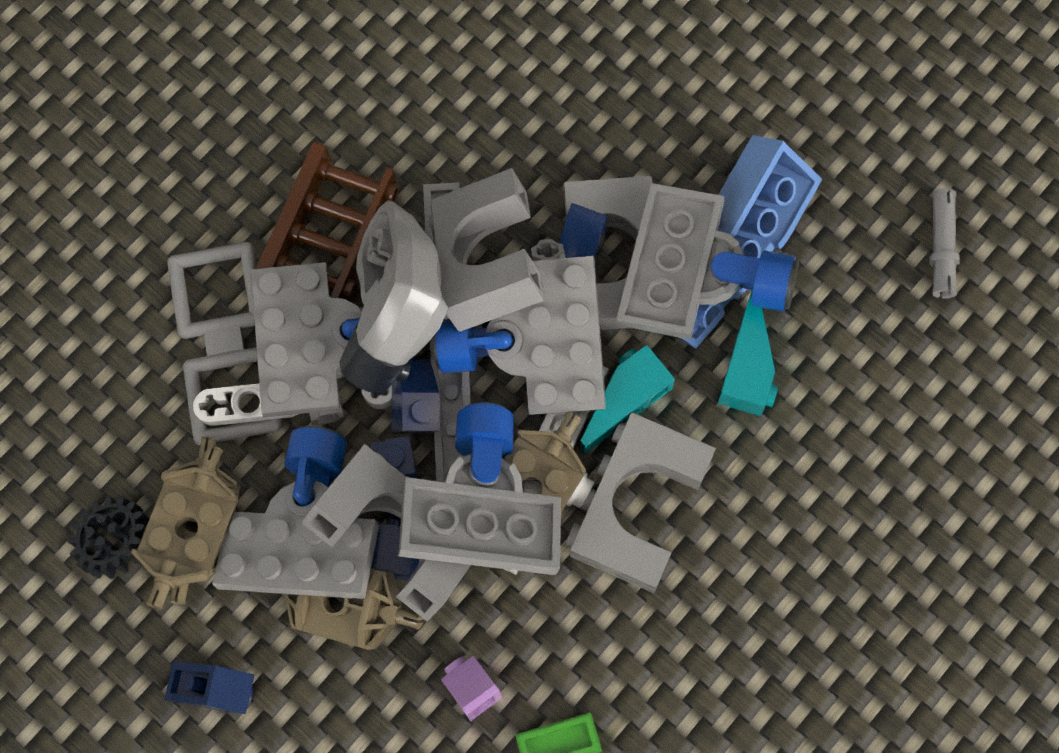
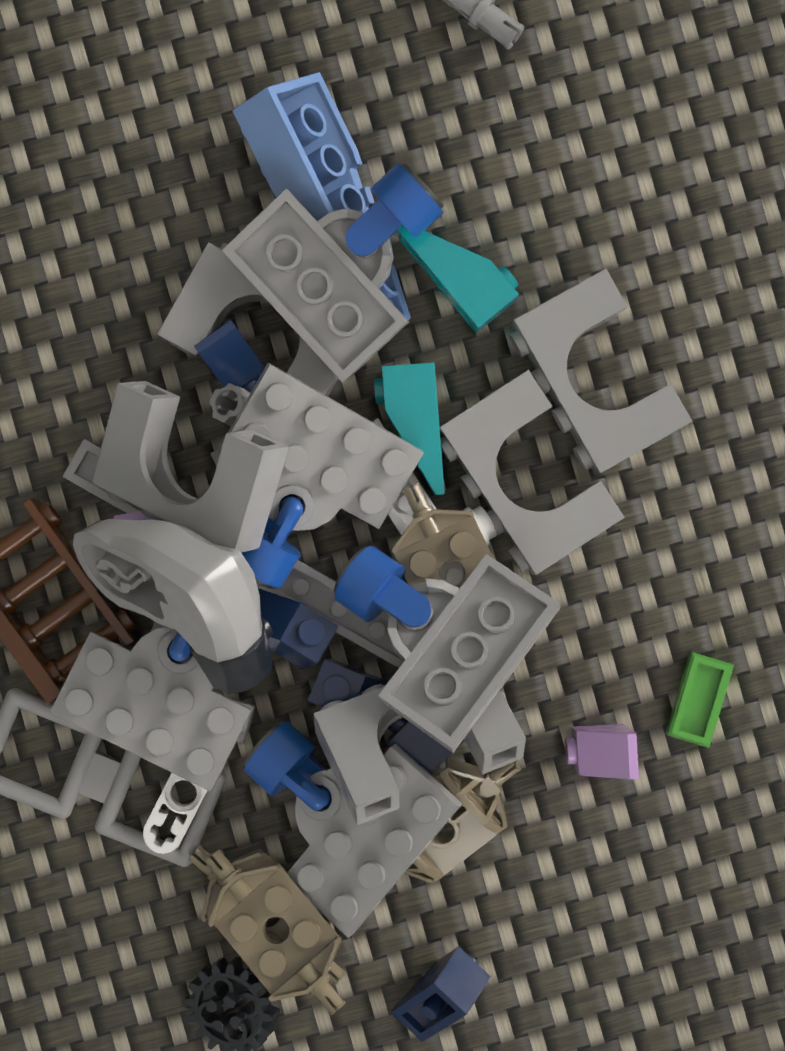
camera: 65 degrees left, 15 degrees up
(751, 452) = (547, 337): none -> light grey arch

